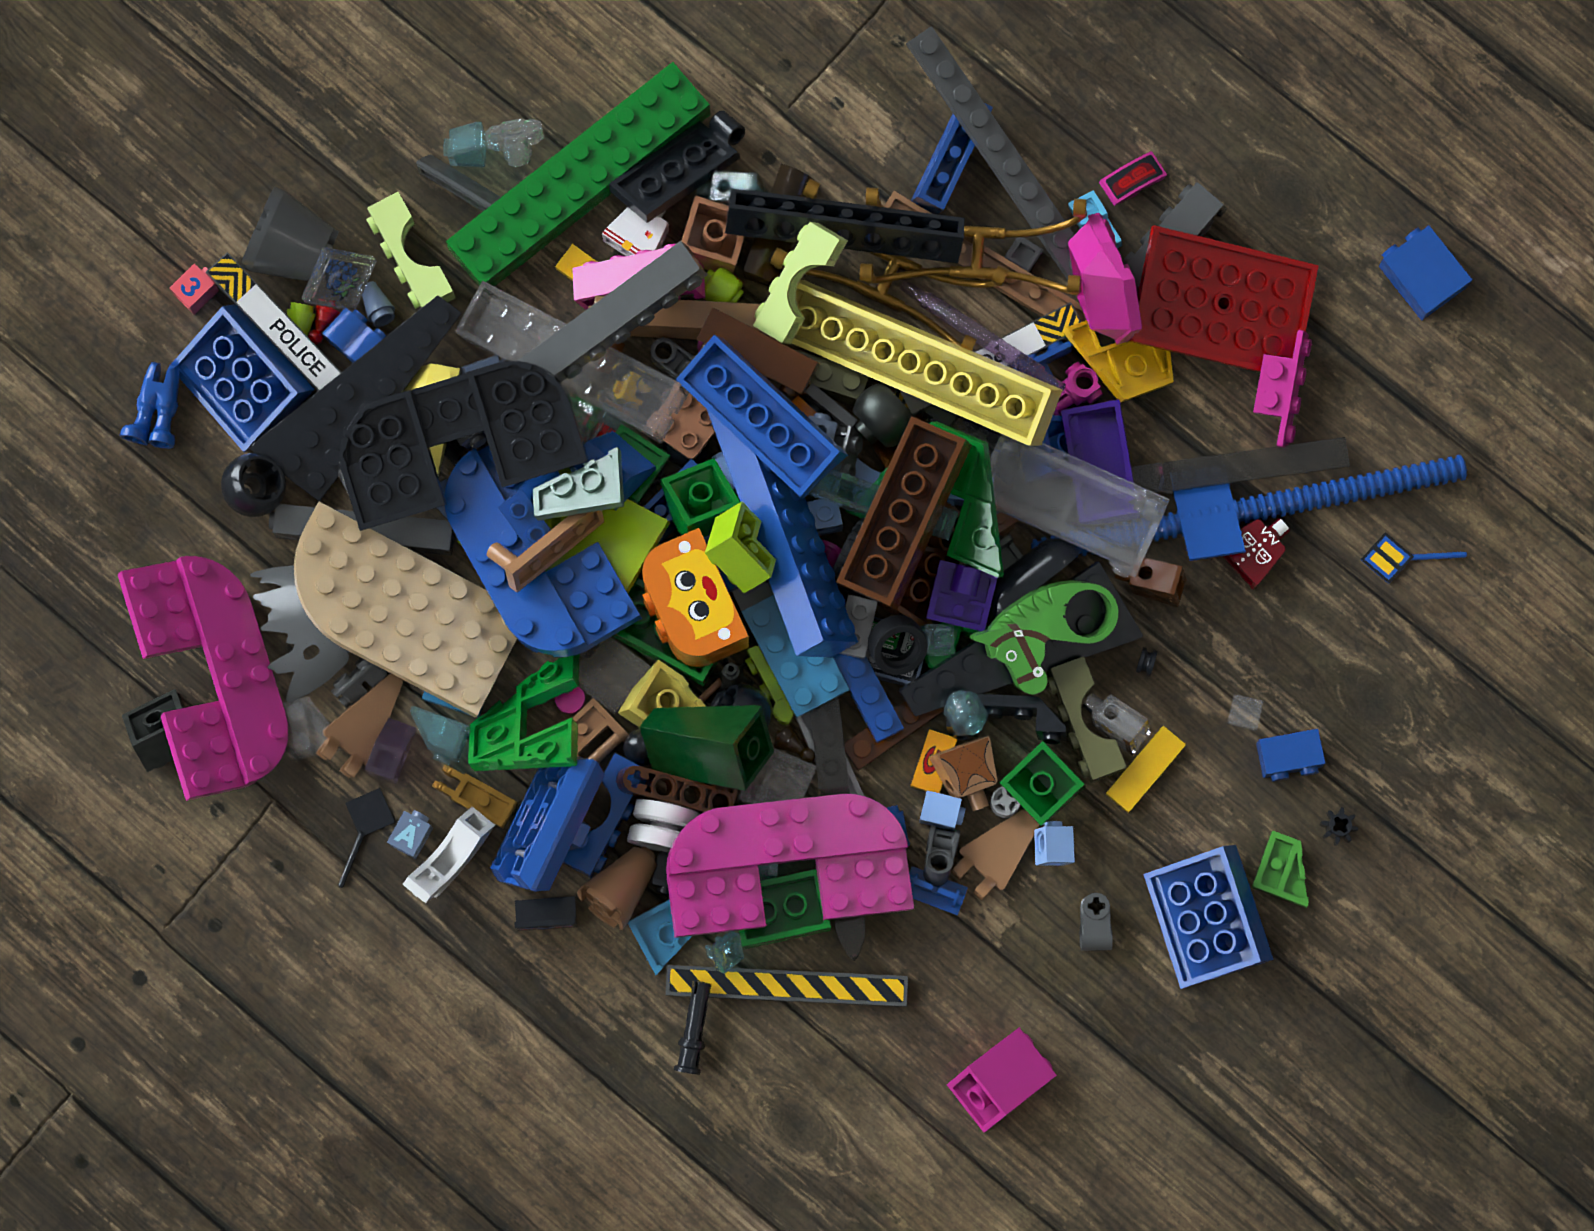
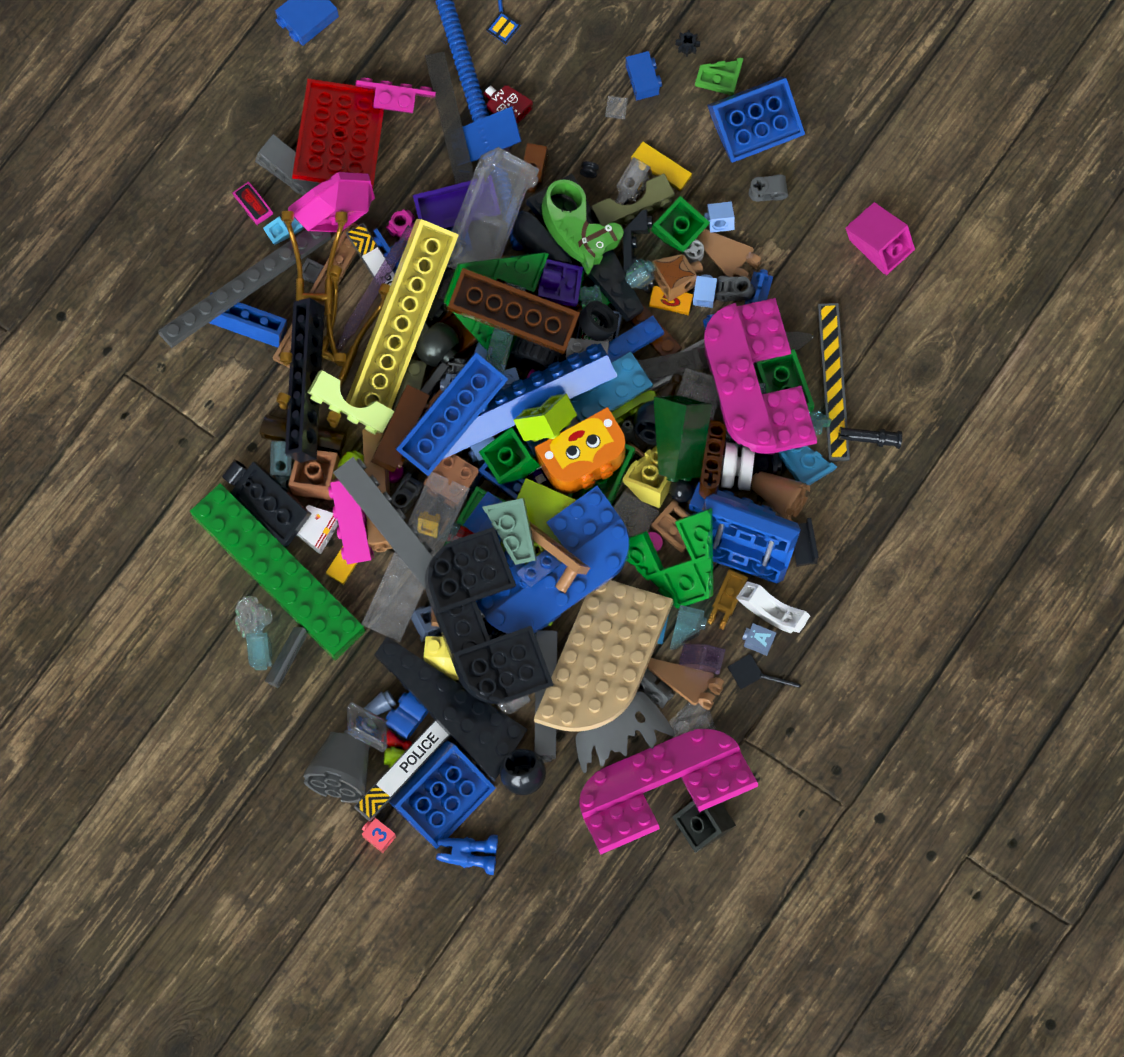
camera: 95 degrees left, 5 degrees down
(394, 222) = (320, 699): yellowish green arch -> none
(1125, 367) = (390, 195): yellow wing -> none

